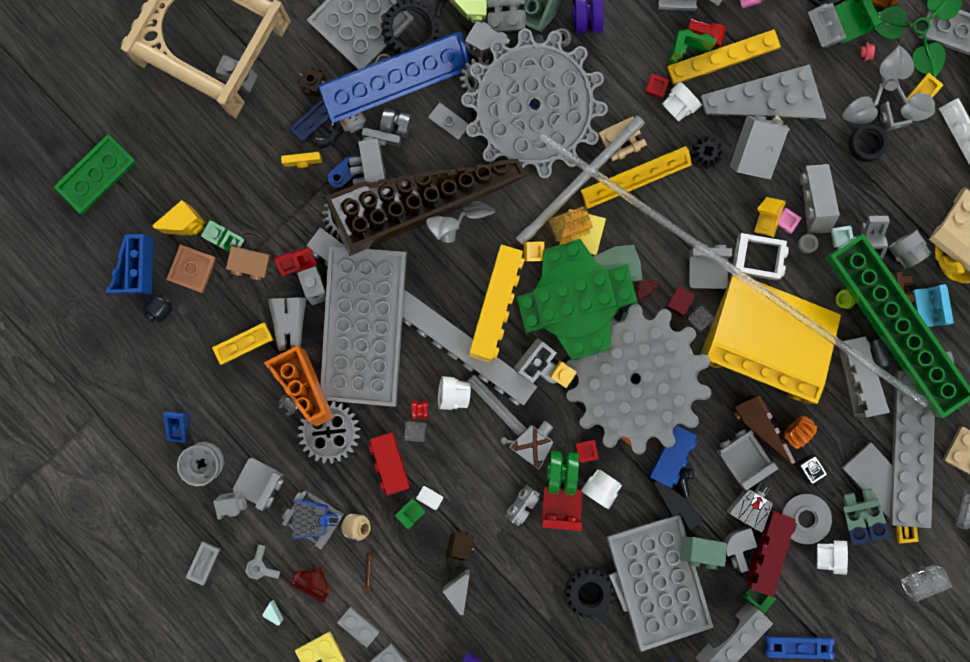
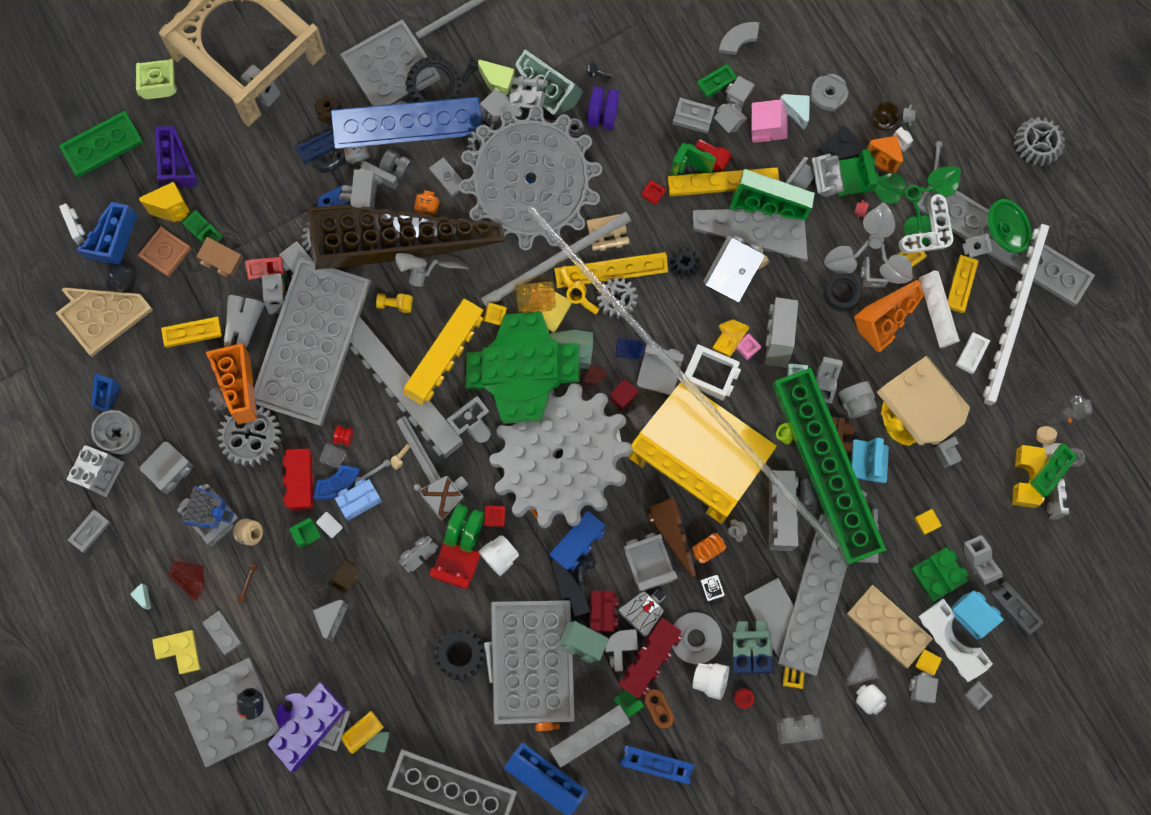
camera: 10 degrees right, 10 degrees down
(88, 258) = (70, 218): none -> white plate
(129, 92) = (155, 79): none -> yellowish green slope
(149, 350) = (101, 316): none -> tan wing
(172, 176) = (172, 160): none -> dark purple wedge
(190, 504) = (95, 470): none -> light grey bracket
(229, 504) = (131, 480): light grey brick -> none
(256, 569) = (139, 548): light grey piece -> none
(301, 160) = (298, 177): yellow plate -> none
(426, 457) = (330, 487): none -> blue tile
(436, 156) = (426, 203): none -> orange head
(439, 262) = (402, 302): none -> yellow leg
(446, 448) = (386, 463): none -> light grey hinge
(451, 468) = (357, 499): none -> light blue brick
(453, 393) = (379, 427): white piece -> none
(477, 421) = (396, 461): none -> tan hand
(563, 374) = (490, 435): yellow plate -> none
(609, 202) = (579, 285): none -> yellow piece
(644, 197) = (624, 293): none -> light grey gear
(674, 253) = (629, 348): none -> clear blue plate
(681, 102) = (671, 211): white piece -> none
(687, 640) = (546, 726): none -> orange piece
(713, 516) = (602, 611): none -> dark red brick
(778, 63) = (771, 196): none -> green wedge
(788, 594) = (658, 709): none -> dark orange plate
(798, 37) = (802, 175): none -> light grey panel
(808, 243) = (762, 372): light grey tile -> none
(822, 407) = (737, 530): none -> light grey plate
(865, 564) = (744, 698): none -> red plate
(911, 161) = (882, 318): none -> orange wedge
(948, 63) = (934, 236): none -> white beam

